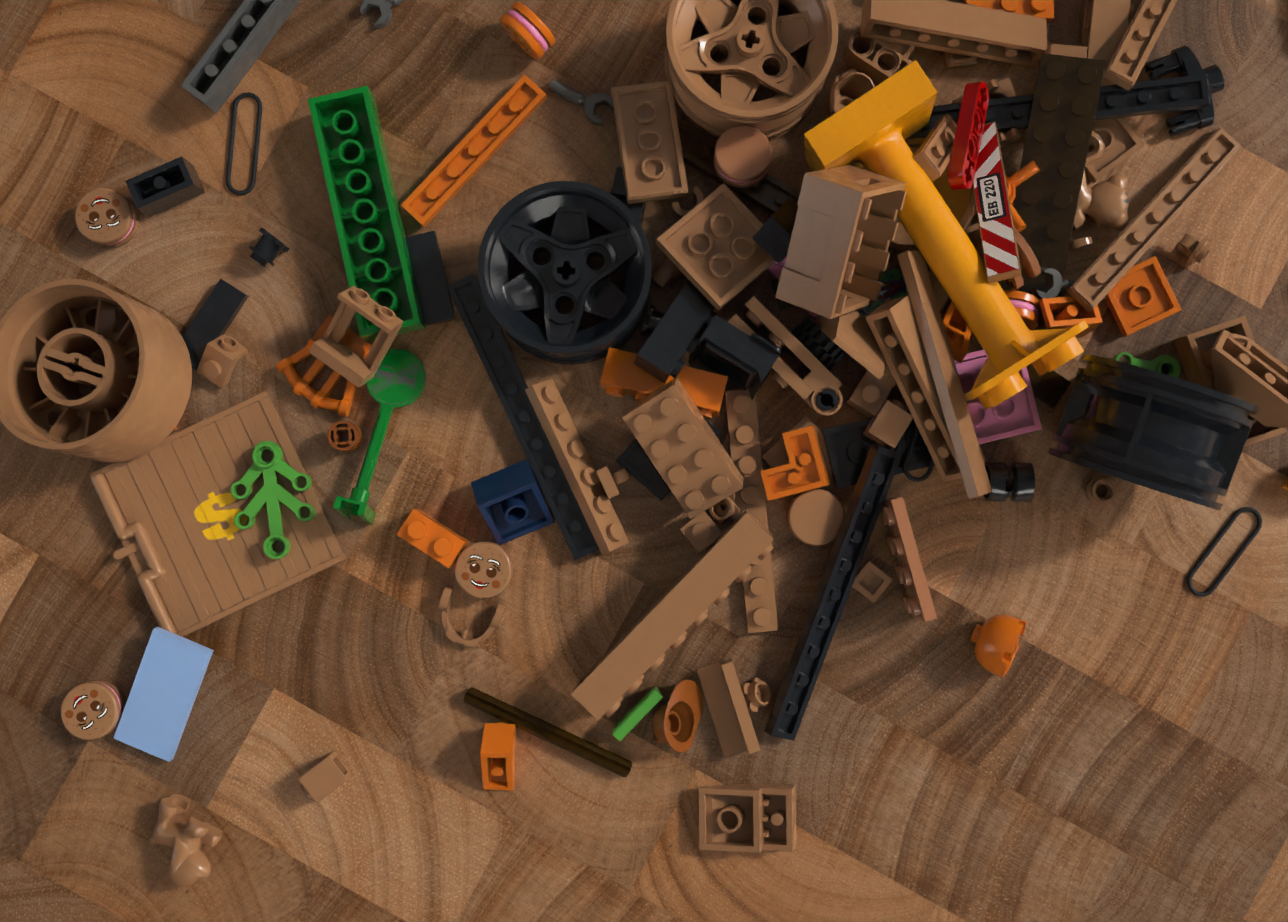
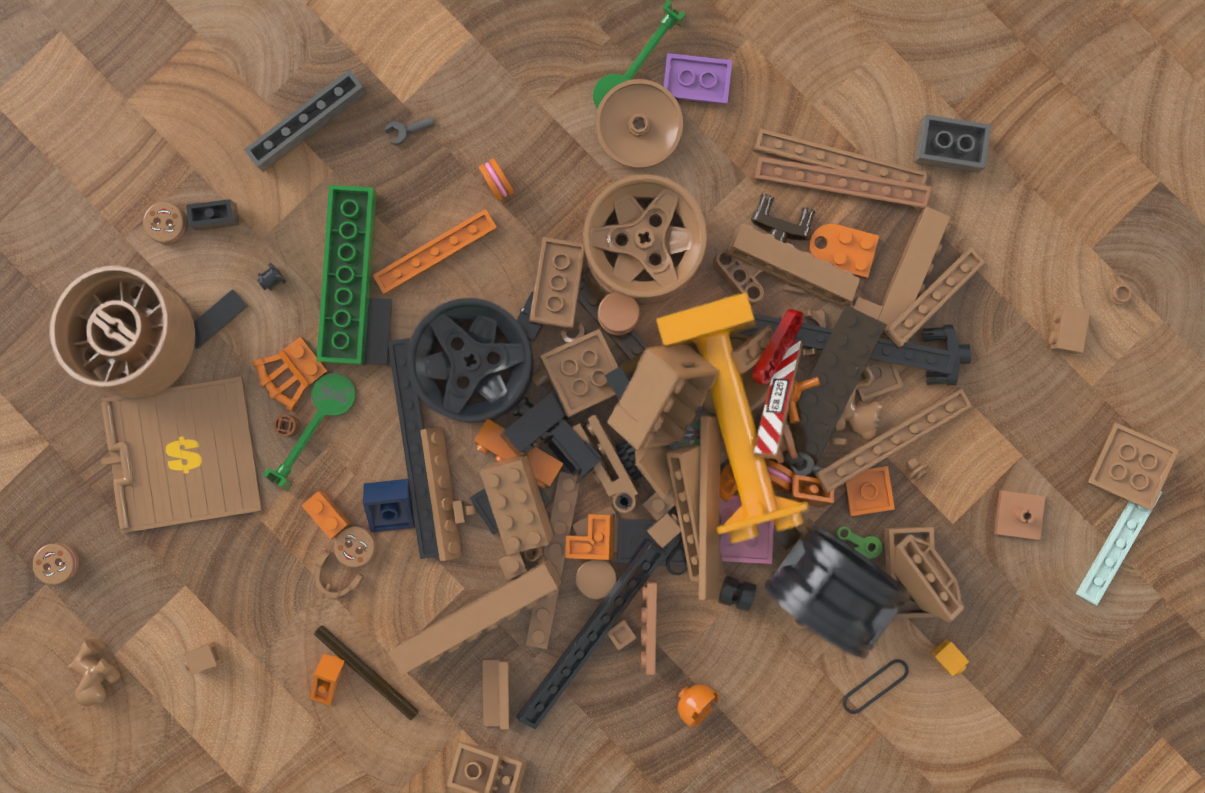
camera: 10 degrees right, 0 degrees up
(163, 694) = (107, 567): light blue tile -> none
(220, 359) = (215, 345): medium nougat bracket -> none
(231, 144) = (268, 194): black piece -> none
(271, 495) = (223, 451): bright green plant -> none
(341, 358) = (299, 371): medium nougat panel -> none
(578, 98) = (520, 236): dark grey piece -> none
(637, 712) = (431, 677): bright green tile -> none
(679, 717) = (459, 690): dark orange piece -> none
(756, 694) = (518, 689): medium nougat plate -> none
(847, 88) = (707, 290): medium nougat hair -> none

